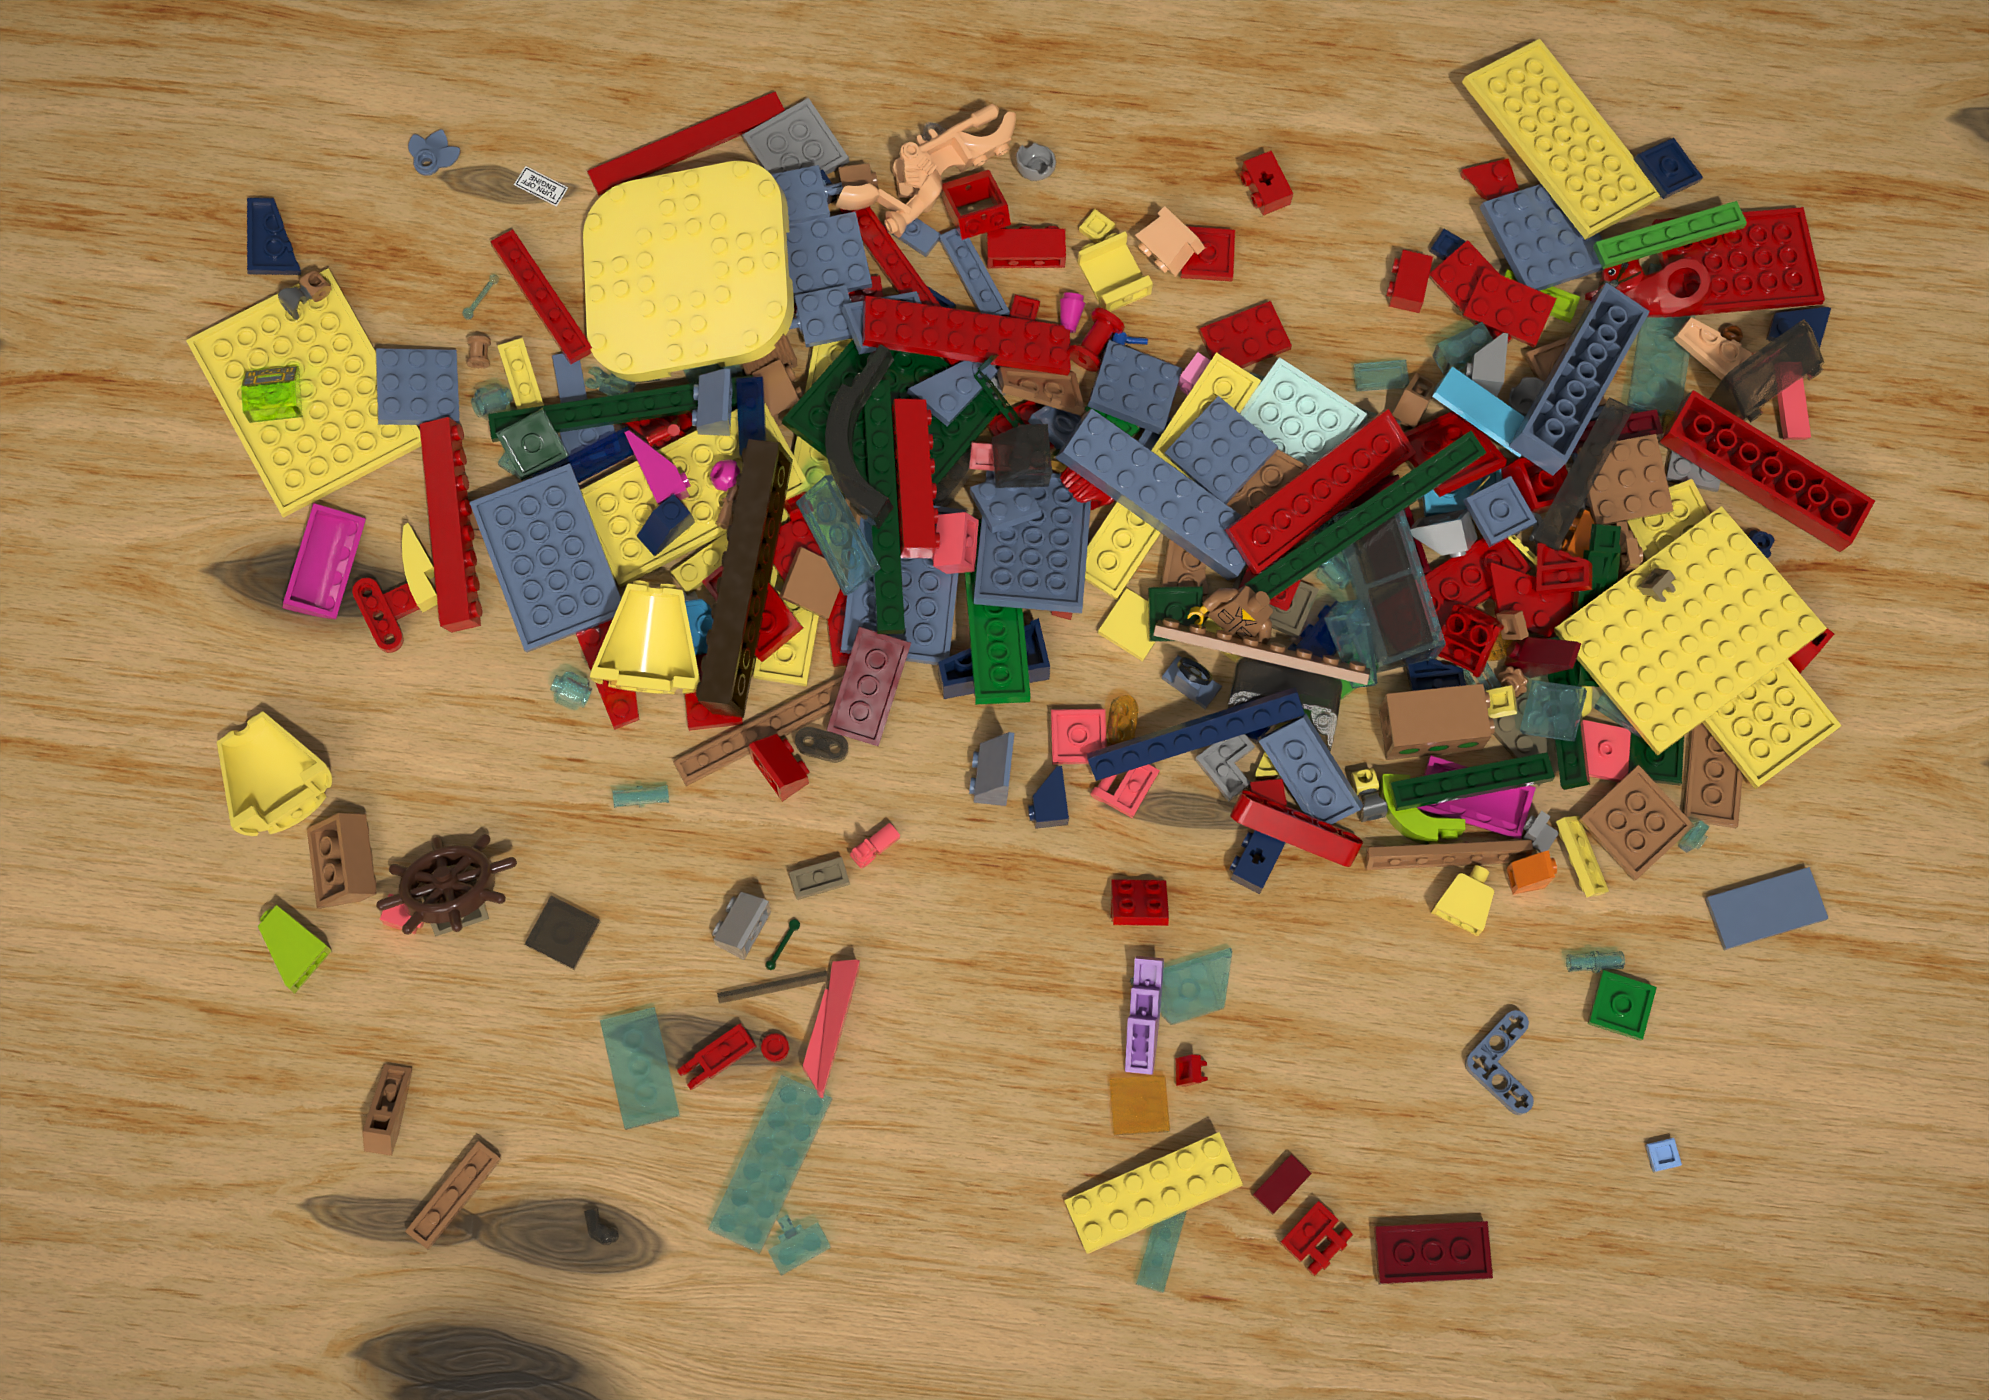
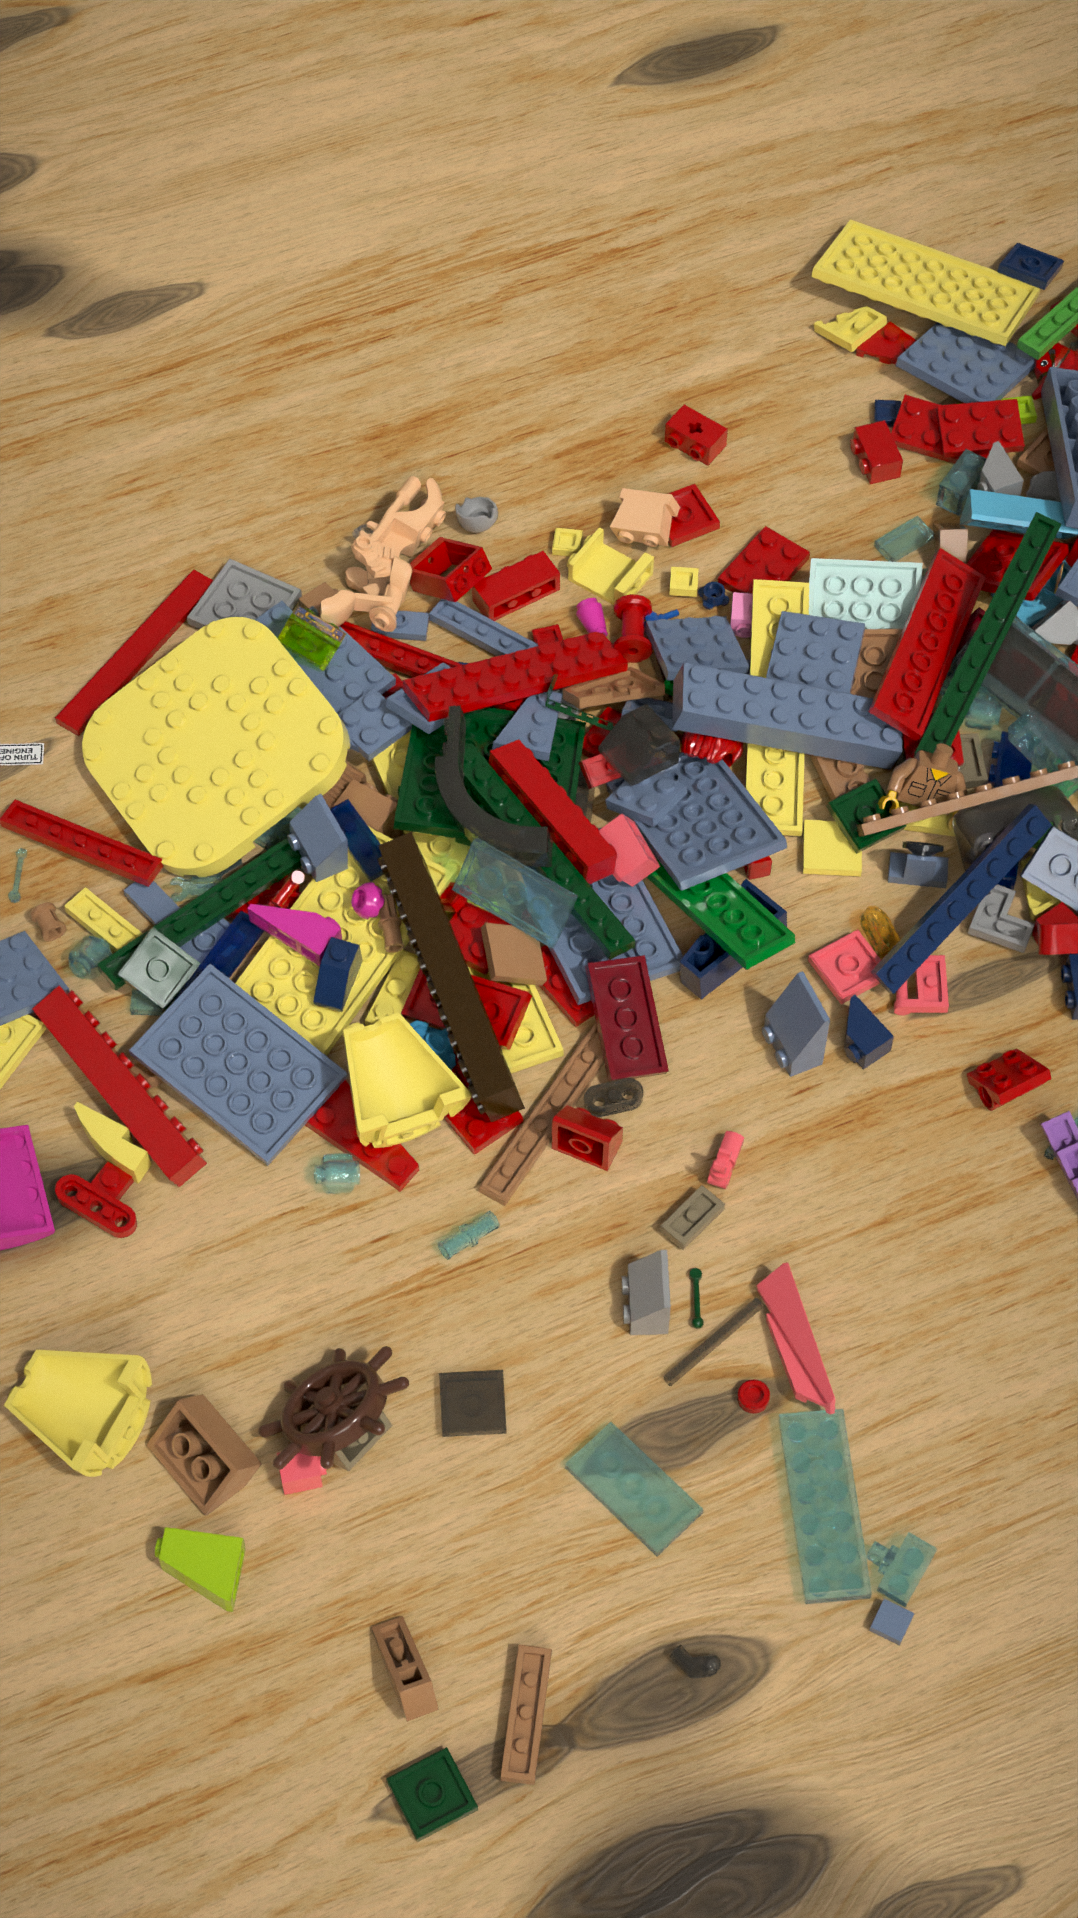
camera: 25 degrees left, 15 degrees down
(352, 1214) = (432, 1794): none -> dark green tile
(719, 1055) = (705, 1431): red hinge -> none
(763, 1281) = (891, 1622): none -> sand blue tile
(817, 214) = (311, 637): none -> clear neon green slope
(1168, 317) = (684, 581): none -> light yellow plate
(1189, 336) = (713, 589): none -> dark blue plate
(1471, 147) = (852, 328): none -> light yellow wing

